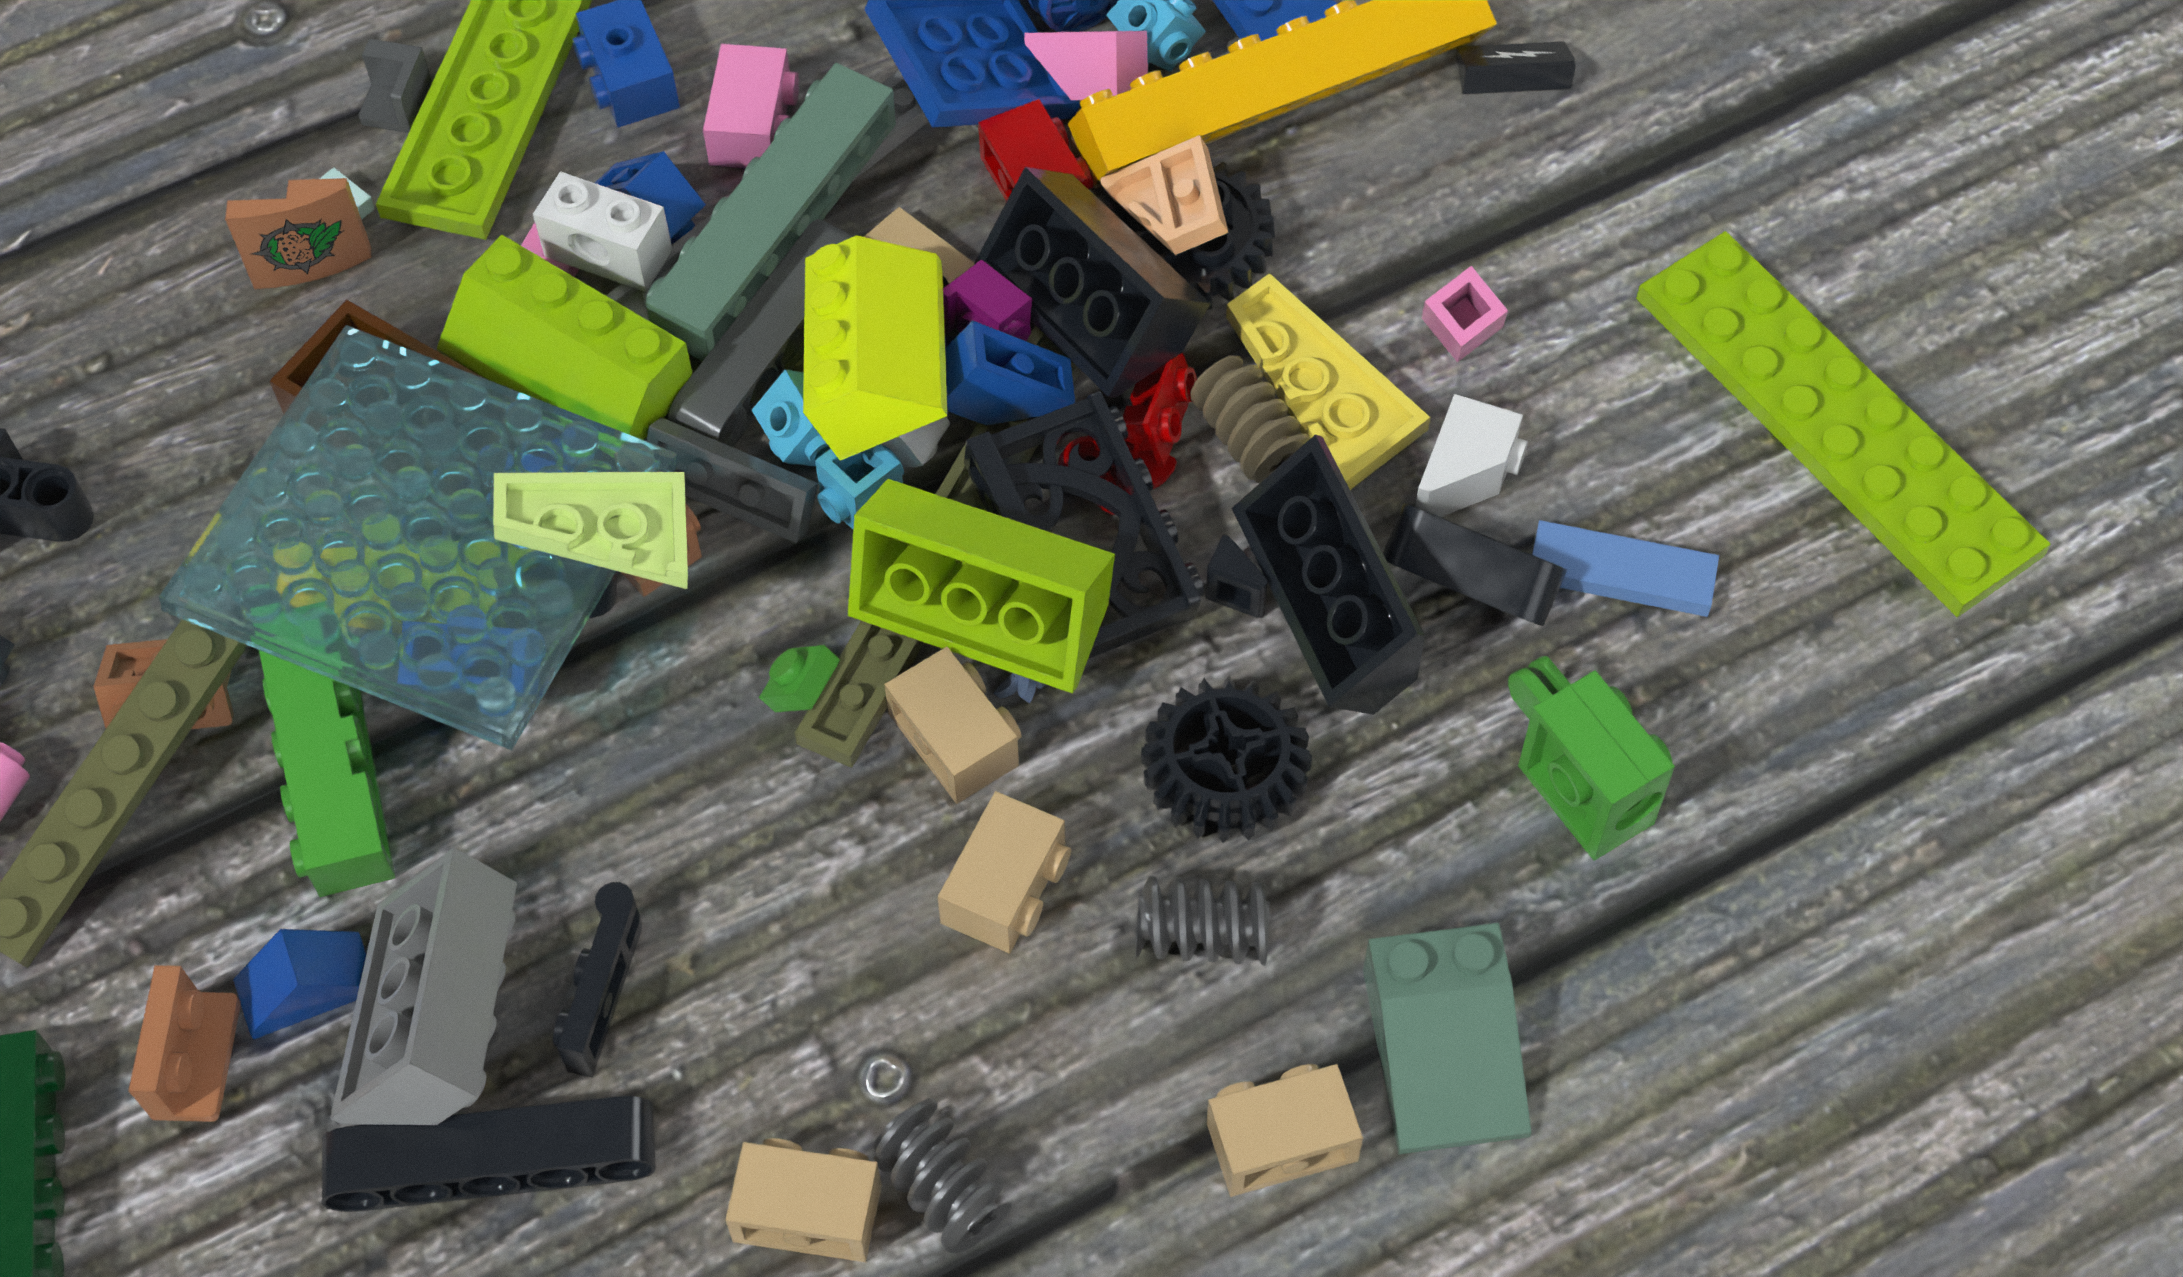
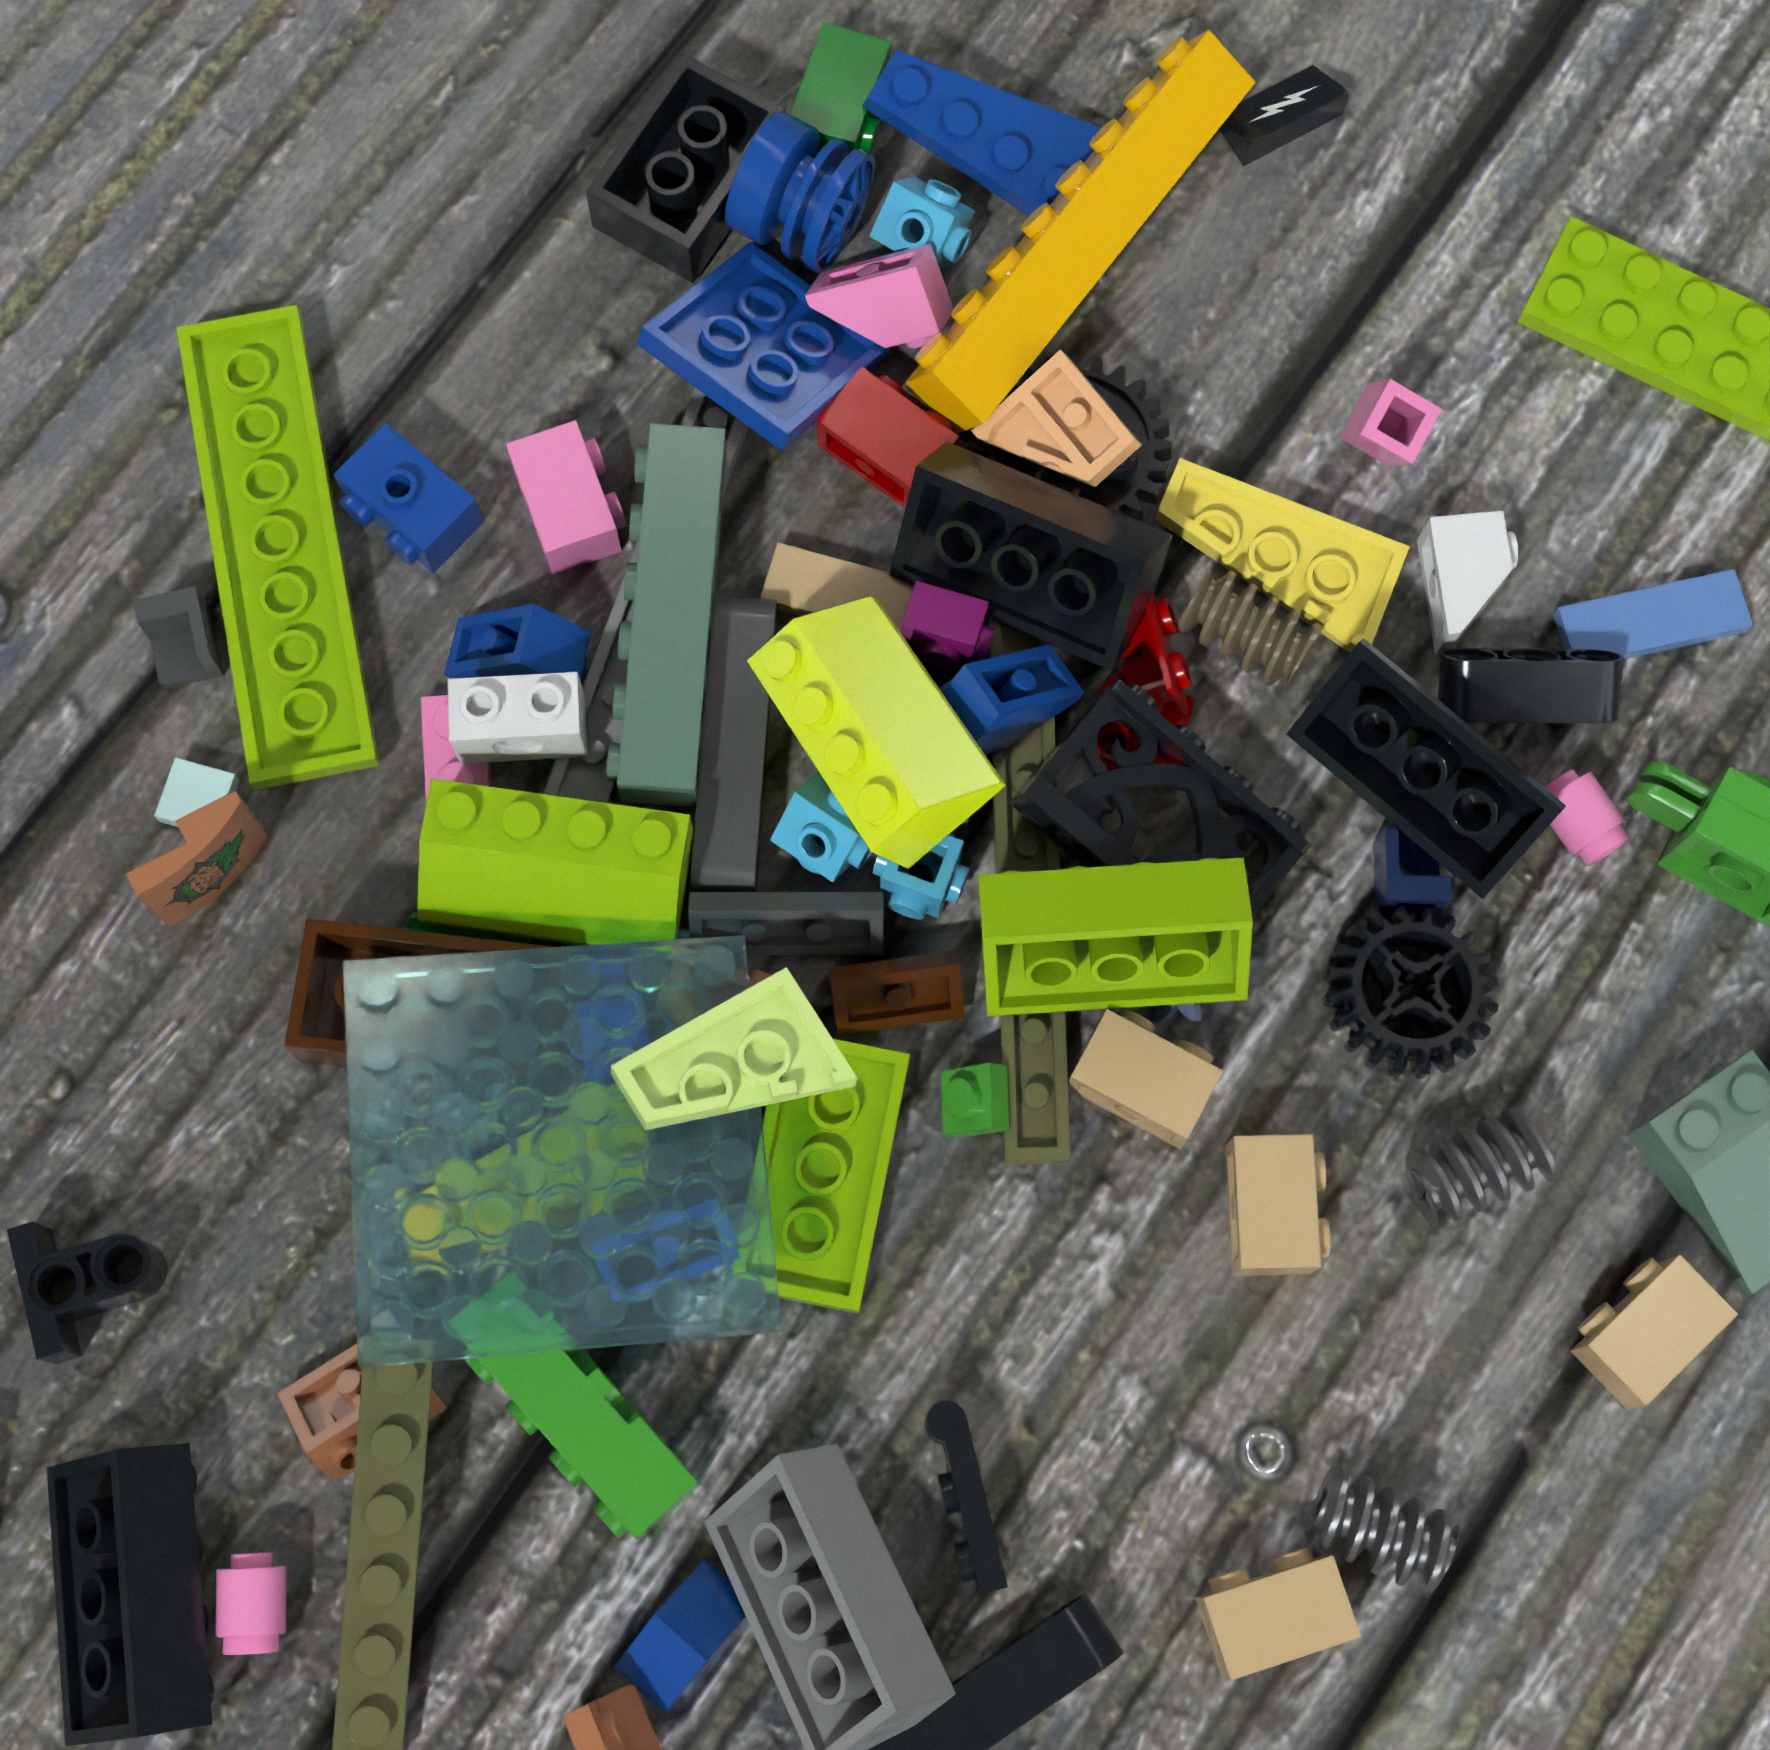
camera: 30 degrees left, 15 degrees up
(640, 680) = (829, 1178): none -> lime plate
(786, 570) = (897, 992): none -> reddish brown plate
(1235, 580) = (1319, 801): black slope -> none
(1278, 667) = (1407, 876): none -> dark blue panel
(1464, 690) = (1590, 820): none -> bright pink brick

